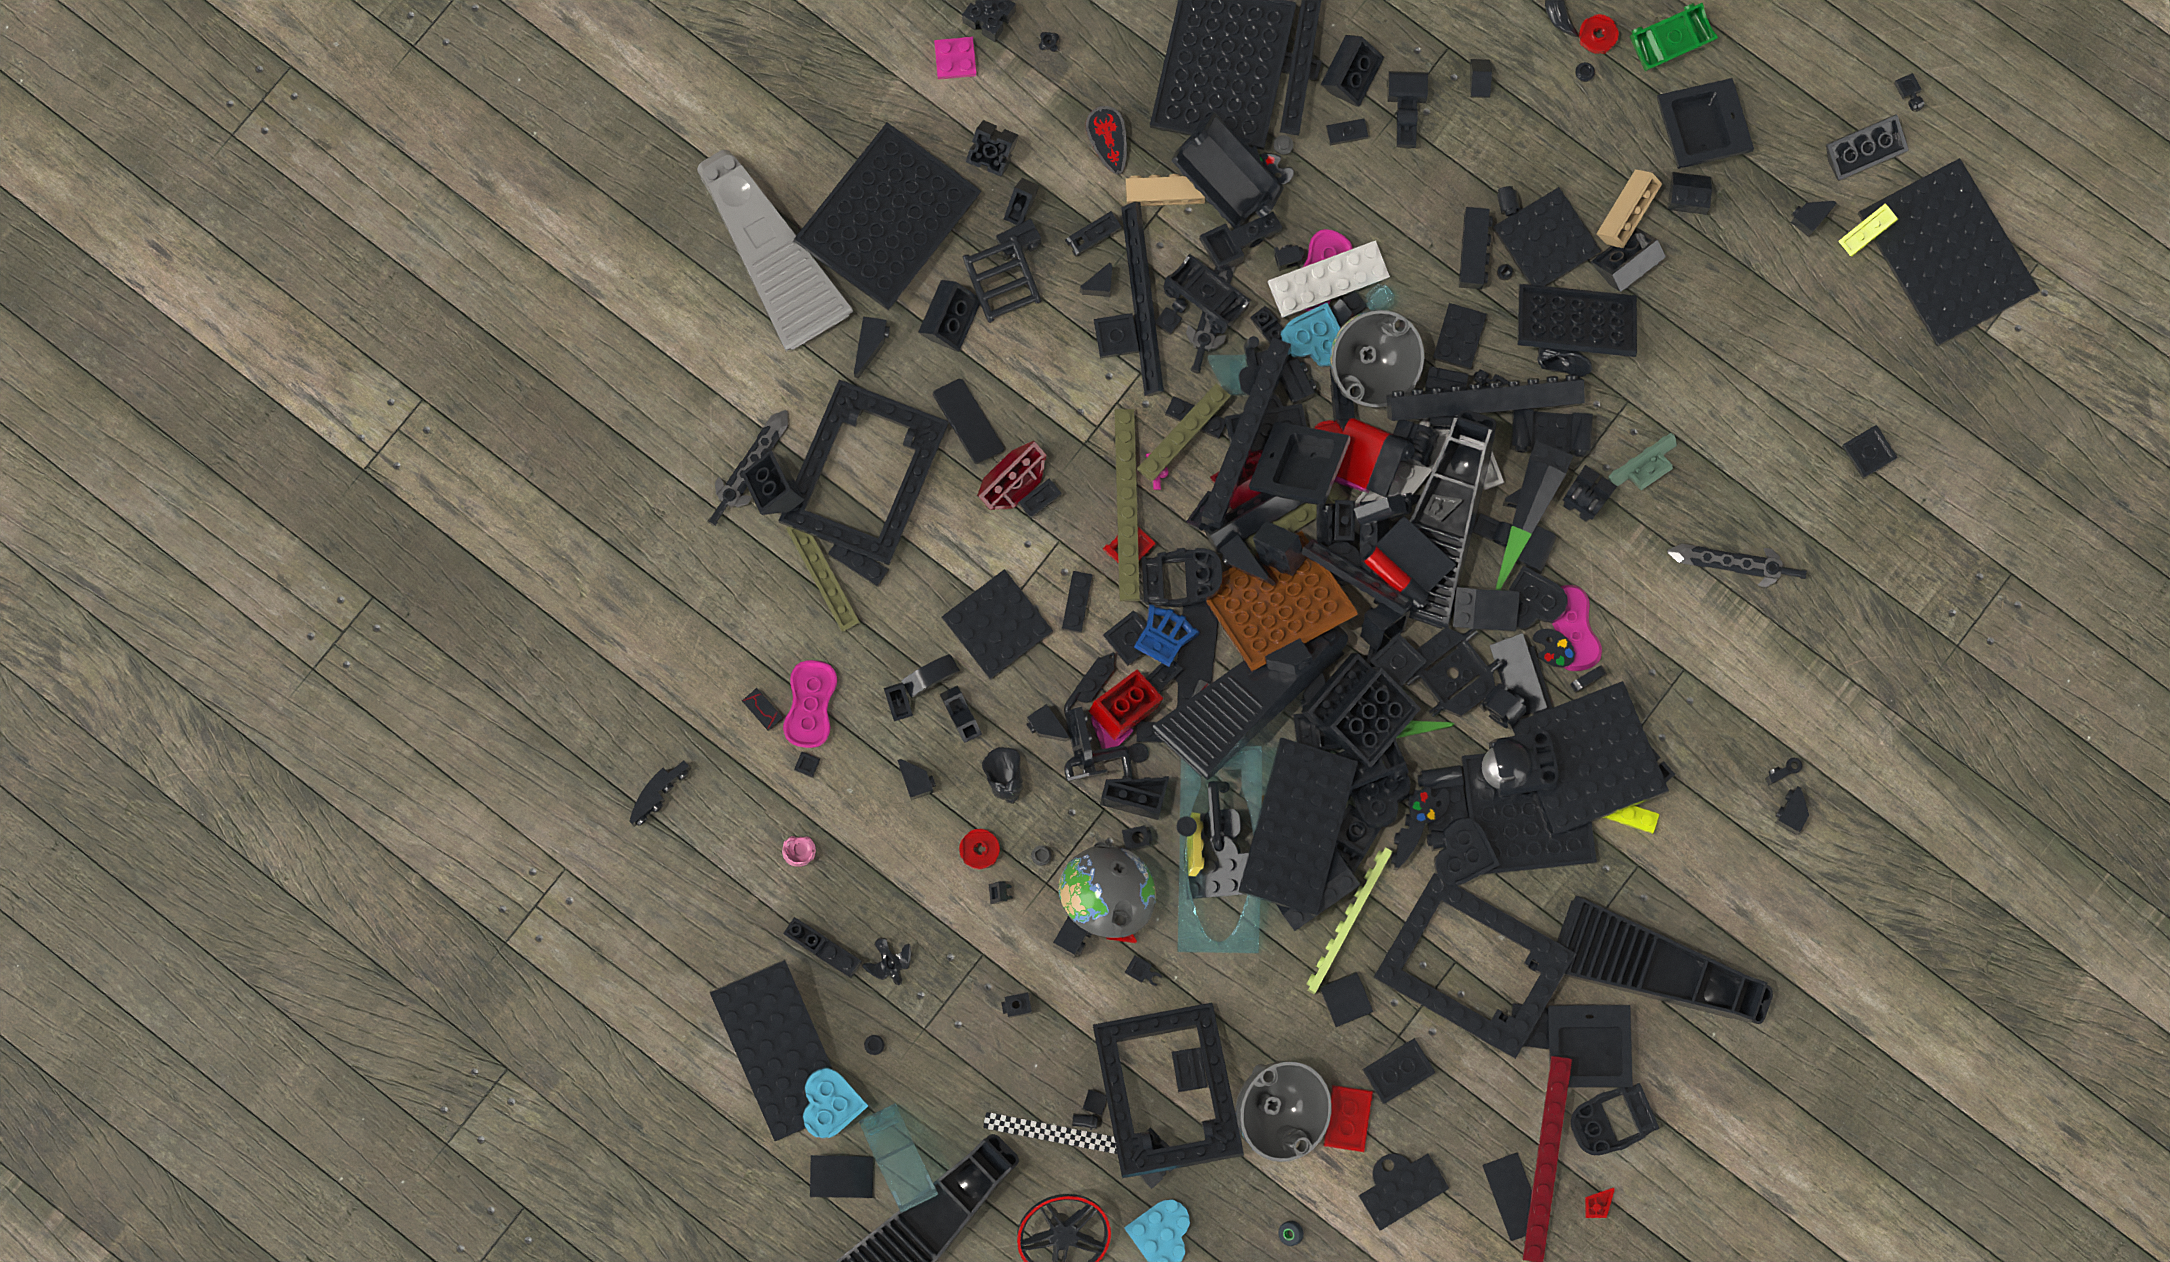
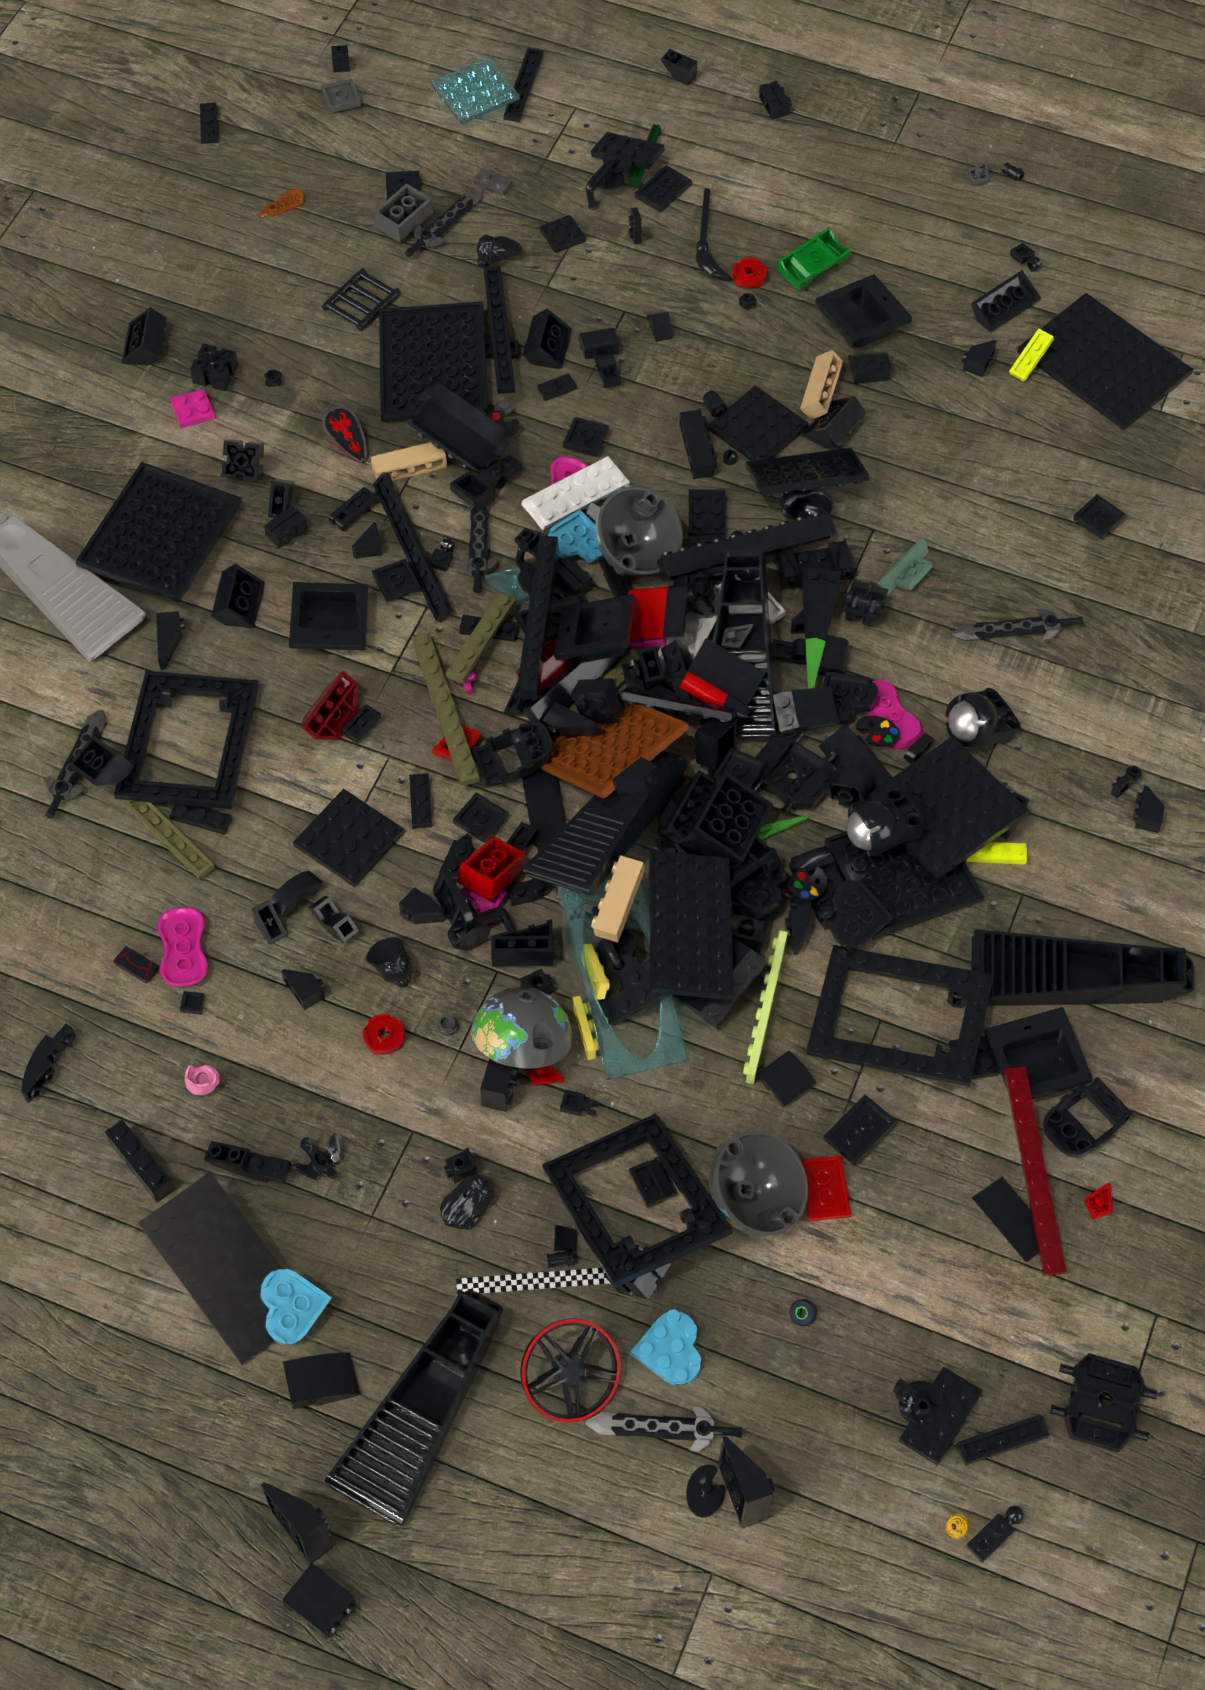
camera: 15 degrees left, 20 degrees down
(724, 919) = (139, 1161): none -> black brick
(874, 1045) = (323, 1242): black plate -> none
(898, 1158) = (377, 1338): clear light blue windscreen -> none
(968, 421) = (277, 677): black piece -> none
(998, 892) = (413, 1067): black tile -> none
(1014, 1042) = (467, 1201): none -> black hair
(1019, 261) = (265, 576): black bar -> none
(1036, 363) = (328, 616): none -> black piece
(1138, 752) = (517, 913): black piece -> none
(1159, 645) = (511, 811): blue plate -> none
(1171, 896) = (585, 1027): none -> light yellow plate
(1186, 826) = (582, 950): black piece -> none
(1207, 292) = (478, 526): black piece -> none
(1235, 785) = (618, 898): none -> tan brick
(1288, 257) = (533, 484): black brick -> none
(1359, 206) = (585, 436): none -> black plate
(1385, 508) = (684, 636): black plate -> none
(1401, 1189) = (900, 1240): black plate -> none
(1660, 666) = (981, 719): none -> black piece

